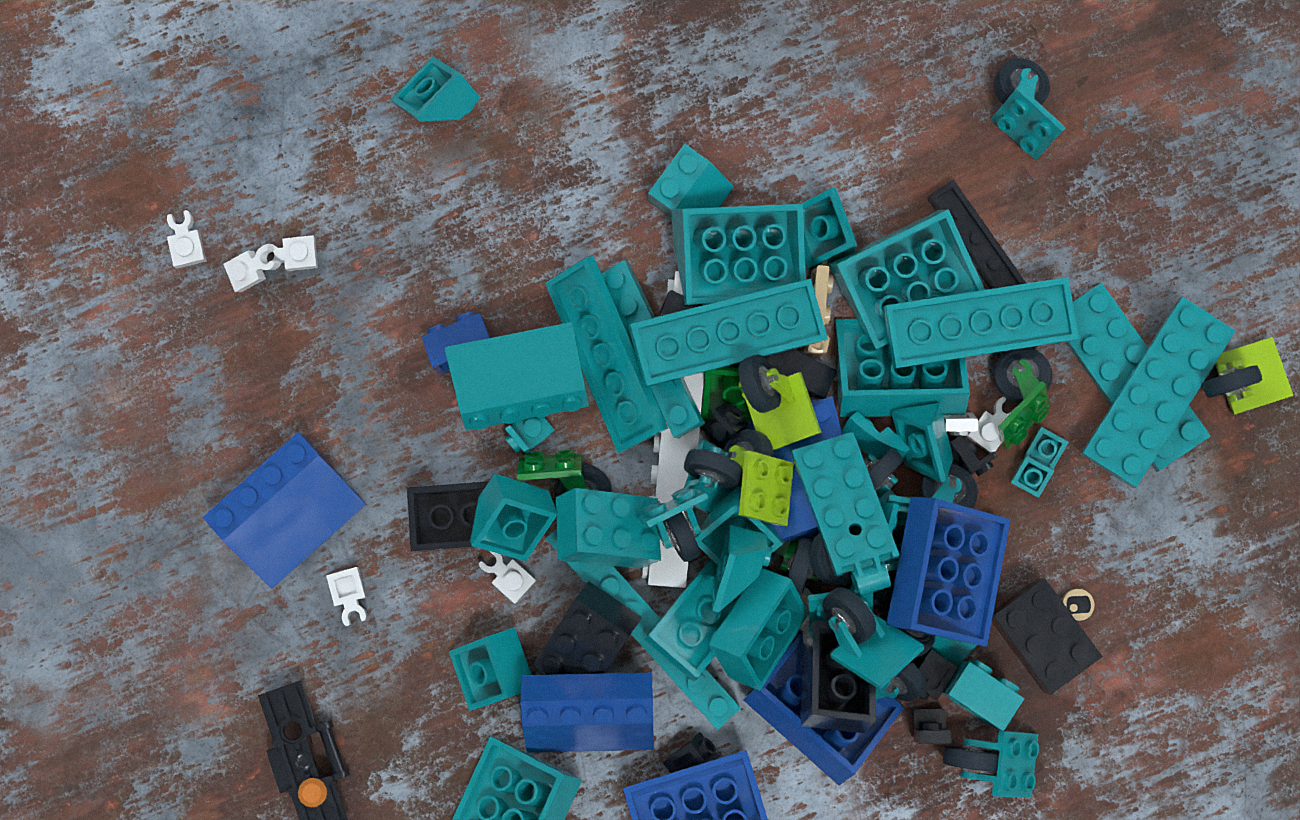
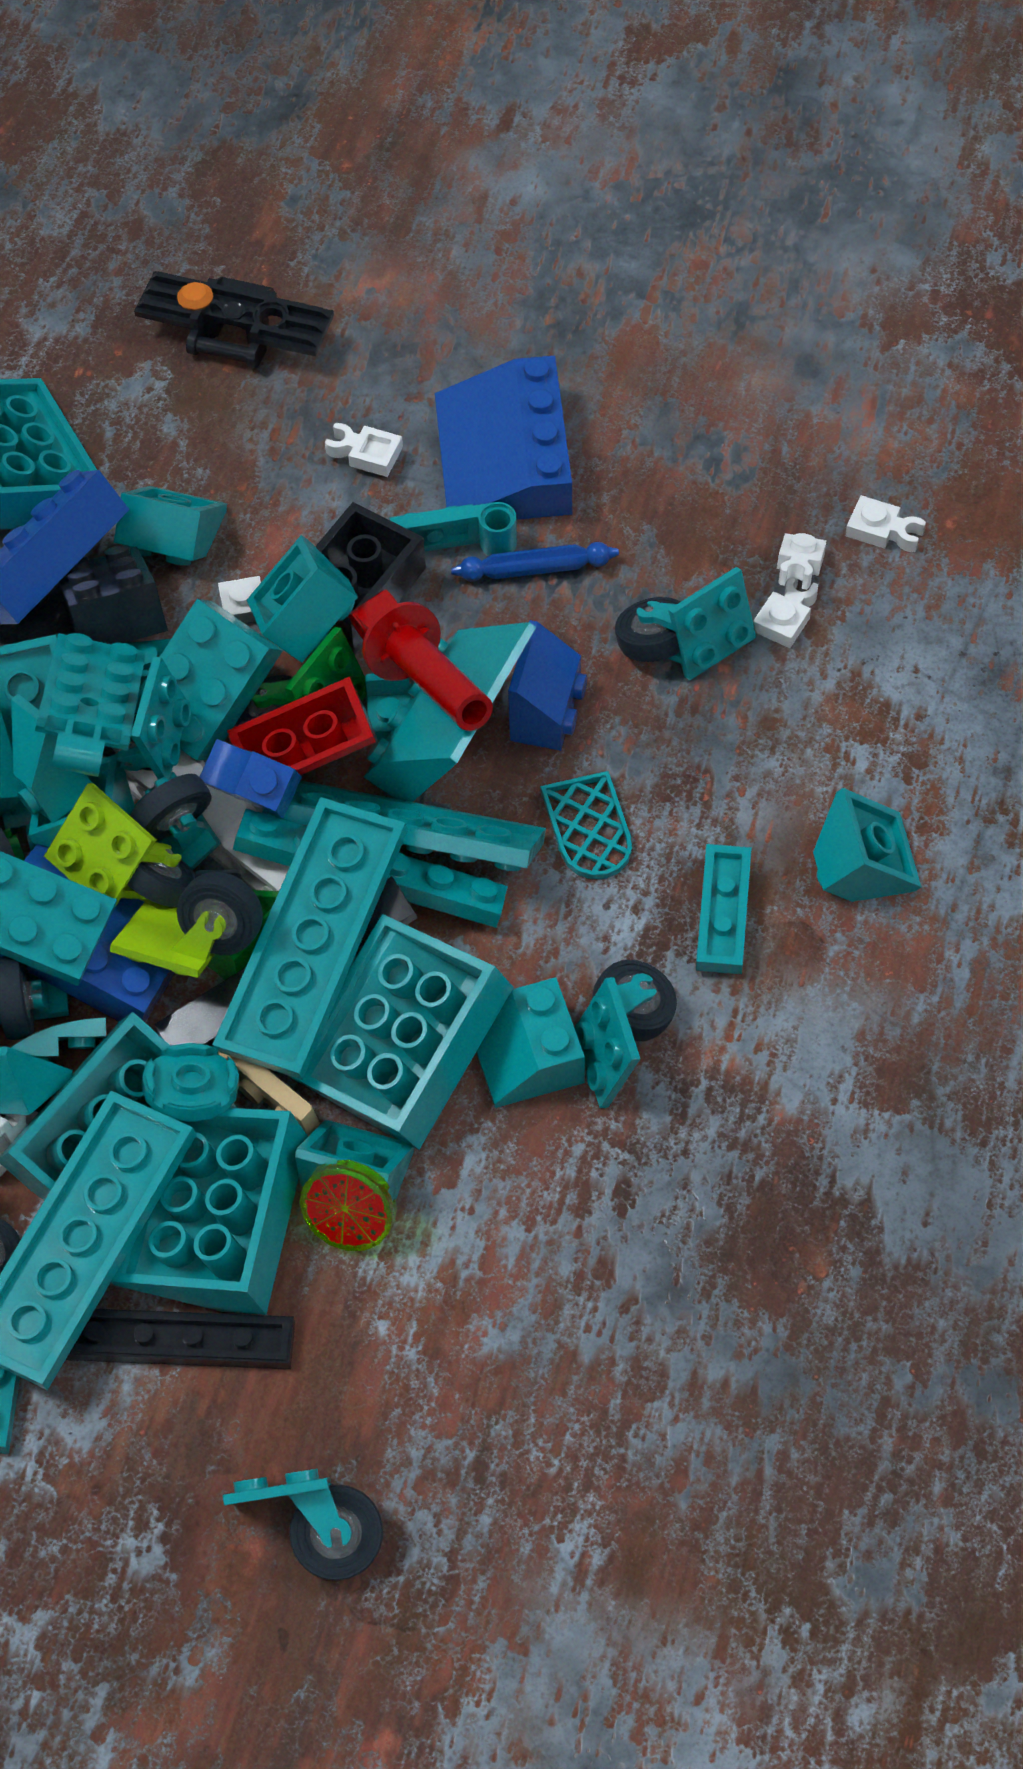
camera: 130 degrees right, 25 degrees down
(361, 426) = (534, 561): none -> blue wheel
(365, 310) = (691, 630): none -> teal plate
(370, 492) = (488, 524): none -> teal plate
(504, 426) = (404, 643): none -> red piece
(527, 147) = (723, 909): none -> teal plate
(528, 256) = (579, 783): none -> teal window
(605, 439) = (310, 729): none -> red slope
(627, 150) = (627, 1006): none -> teal plate
(661, 435) = (251, 777): none -> blue arch
(674, 567) = (89, 700): none -> teal hinge
(856, 204) = (348, 1205): none -> tile
(857, 333) = (190, 1082): none -> teal tile

